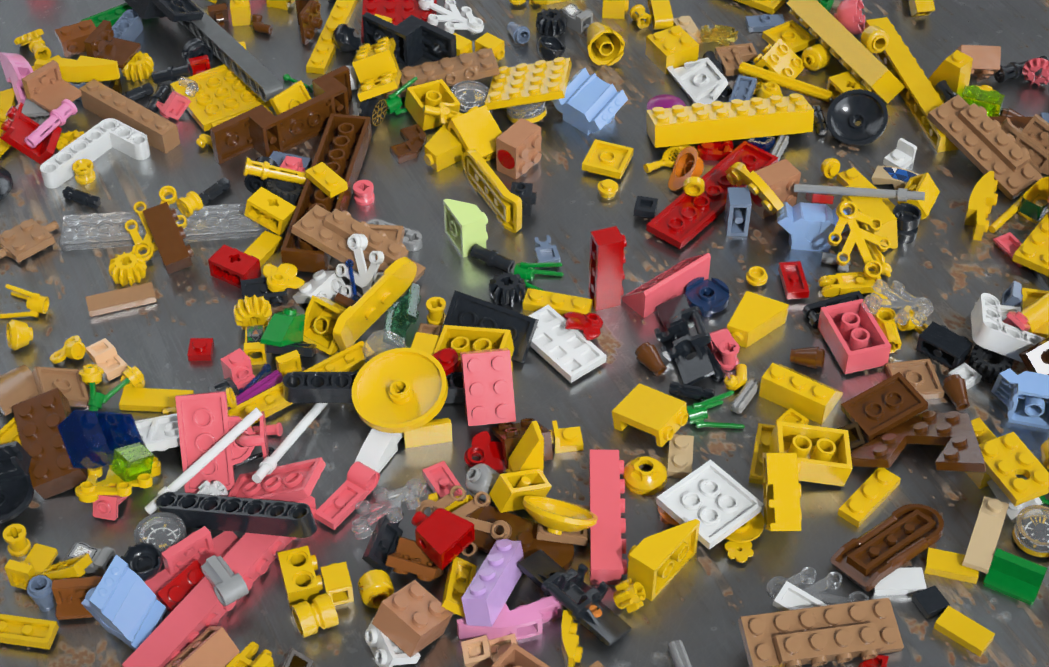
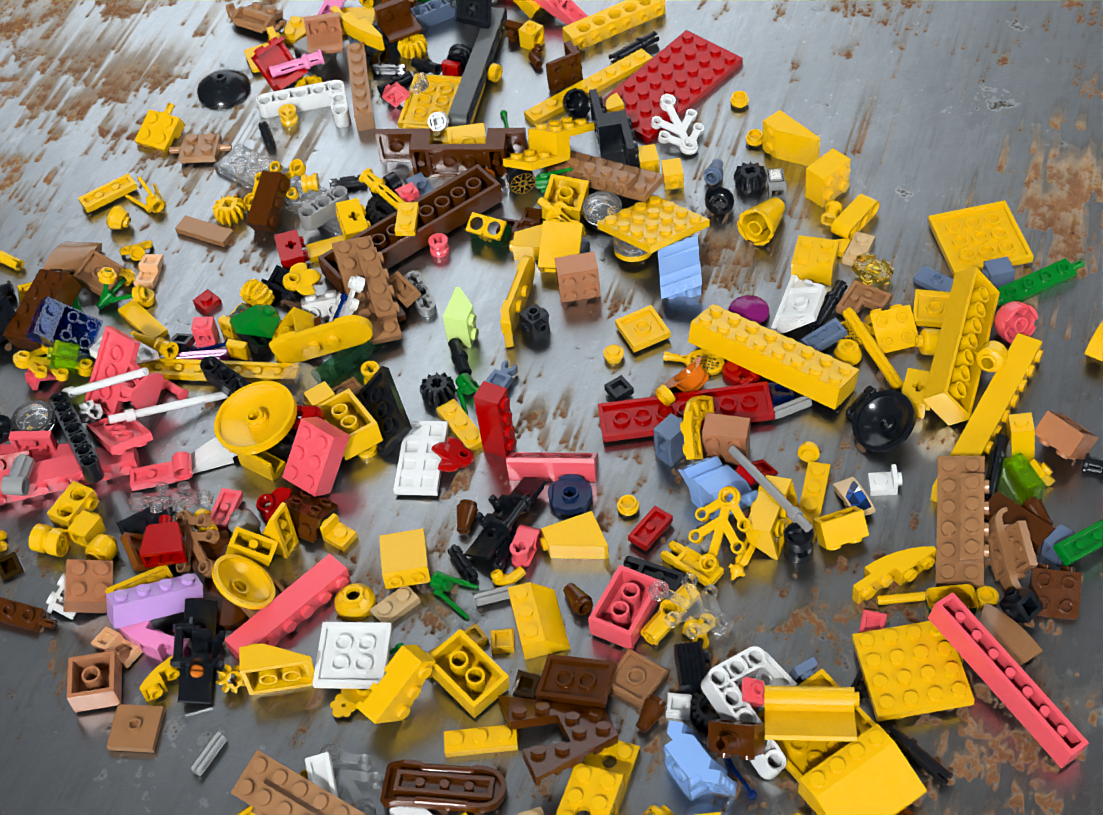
camera: 50 degrees right, 5 degrees up
(230, 215) = (322, 208): none -> light grey beam
(257, 96) = (438, 121): none -> white wheel
(394, 165) = (503, 235): none -> yellow piece

